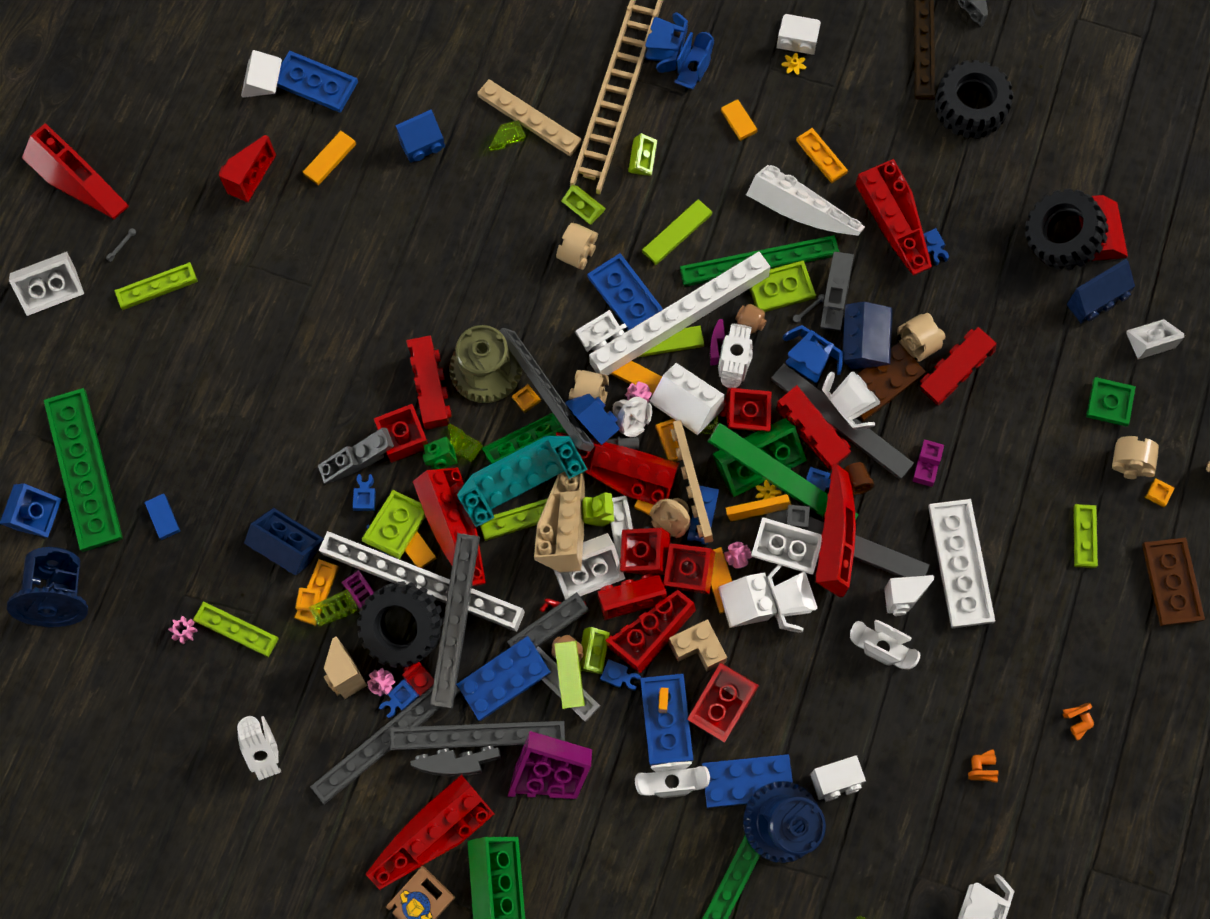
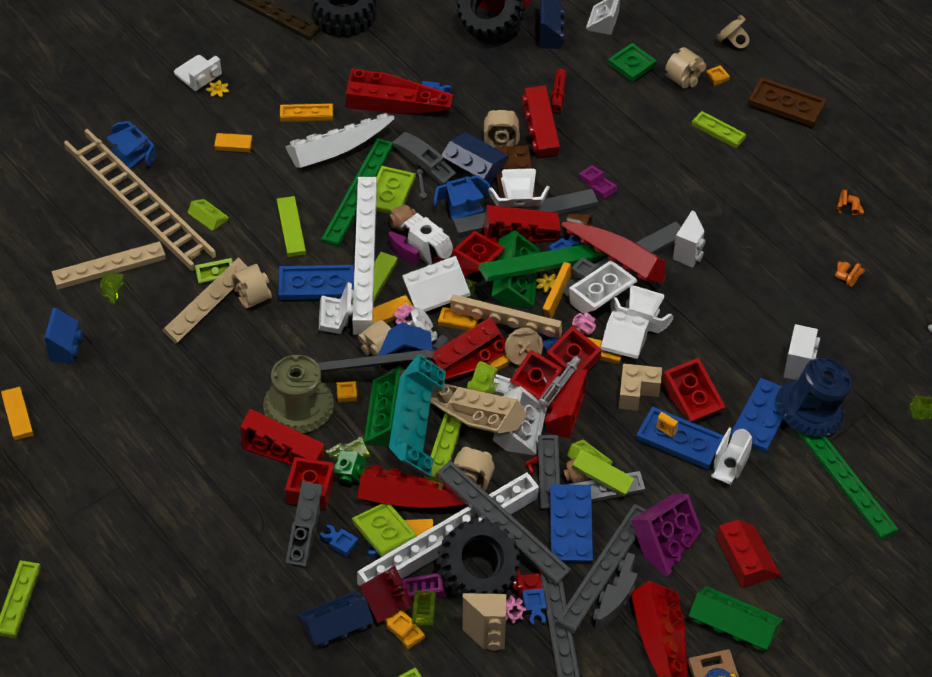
camera: 60 degrees left, 20 degrees down
(323, 569) = (386, 594): none -> dark red hinge
(500, 558) = (476, 465): none -> tan brick
(540, 219) = (203, 303): none -> tan plate
(575, 856) = (746, 553): none -> red slope
(616, 674) = (621, 452): blue plate -> none
(644, 575) = (559, 382): none -> light grey piece
(651, 631) = (607, 413): red wedge -> none
(699, 53) = (154, 133): blue piece -> none
(897, 655) = (723, 279): white piece -> none
(961, 563) = (681, 200): white plate -> none
(1011, 359) = (558, 97): none -> red pin

